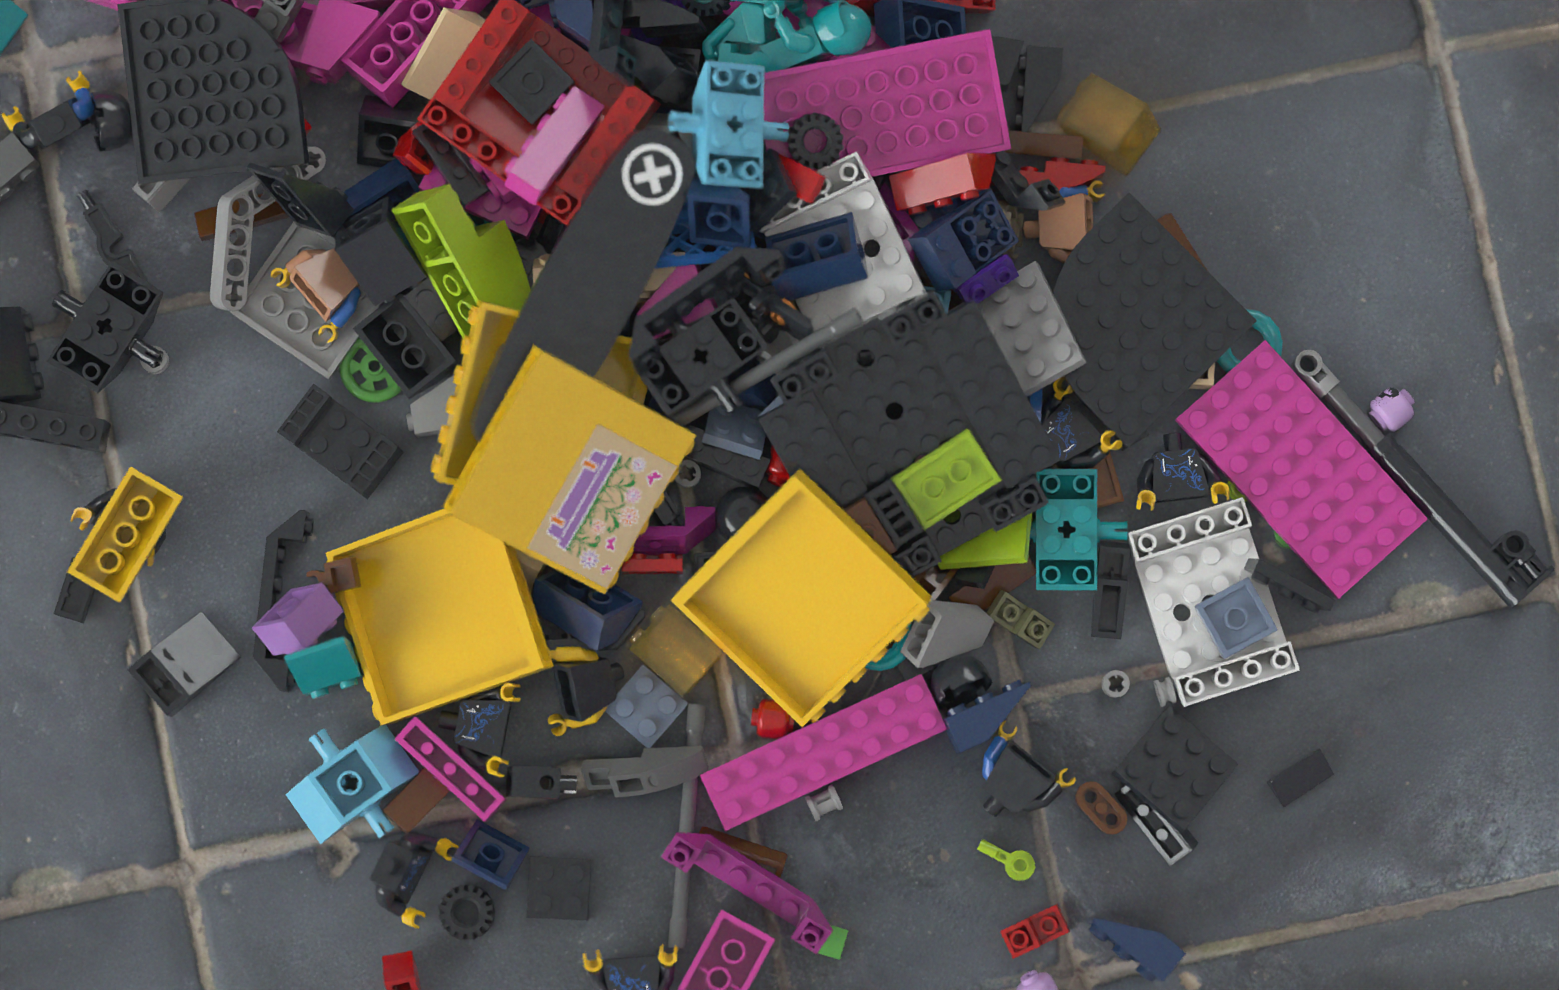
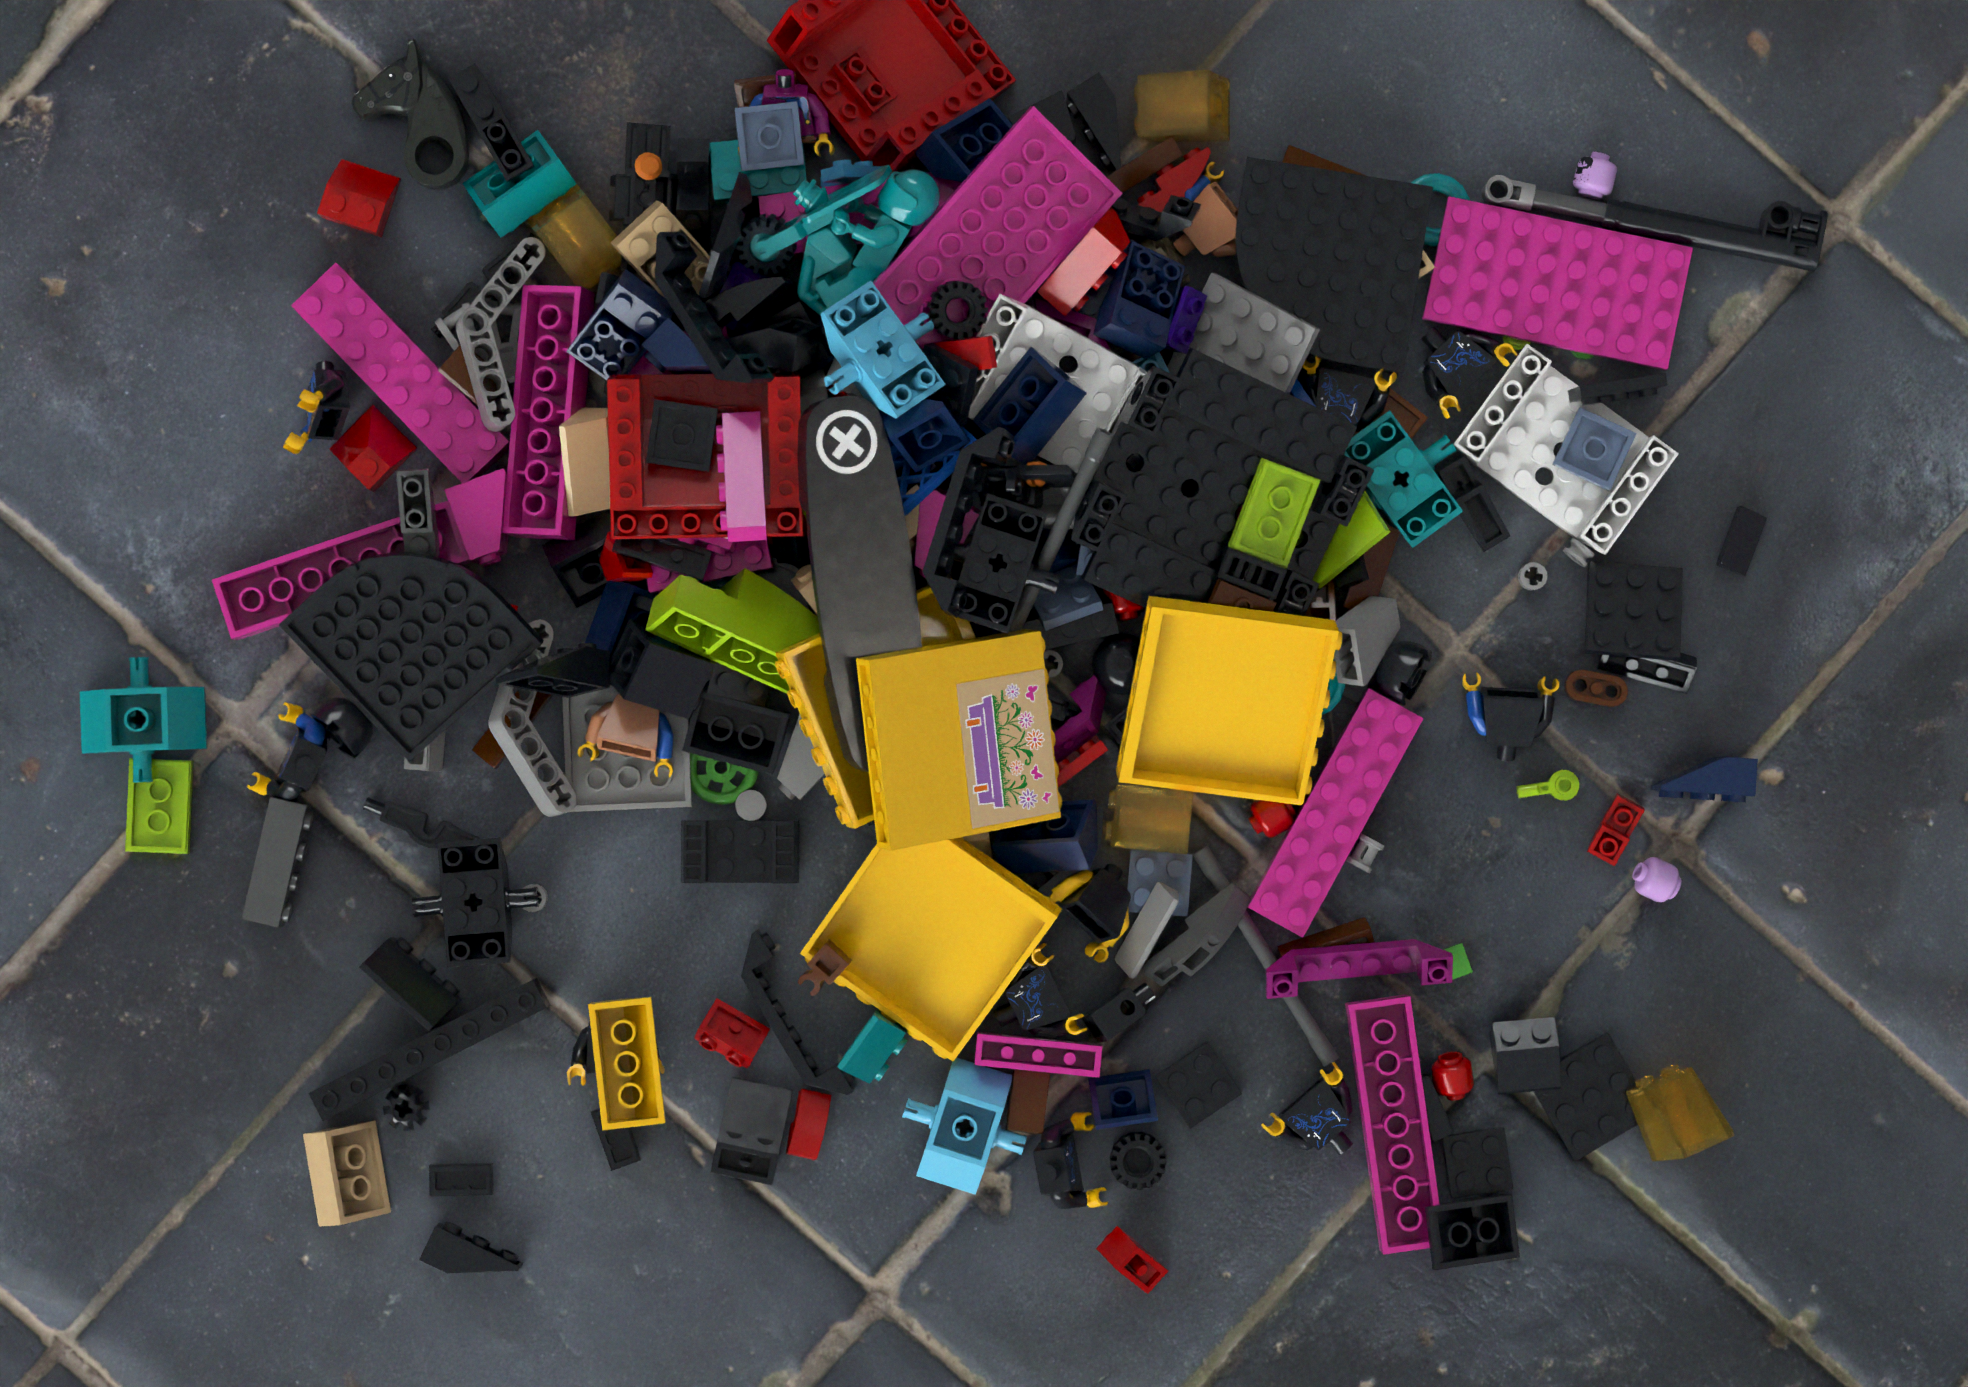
camera: 35 degrees left, 5 degrees up
(226, 577) = (731, 1034): none -> red bracket
(232, 692) = (809, 1124): none -> red slope
(298, 619) = (821, 1026): medium lavender brick -> none
(375, 412) = (751, 805): none -> light grey tile
(609, 734) = (1147, 929): none -> light grey slope
(978, 723) = (1447, 689): dark blue slope -> none
(1020, 619) = (1414, 581): olive slope -> none

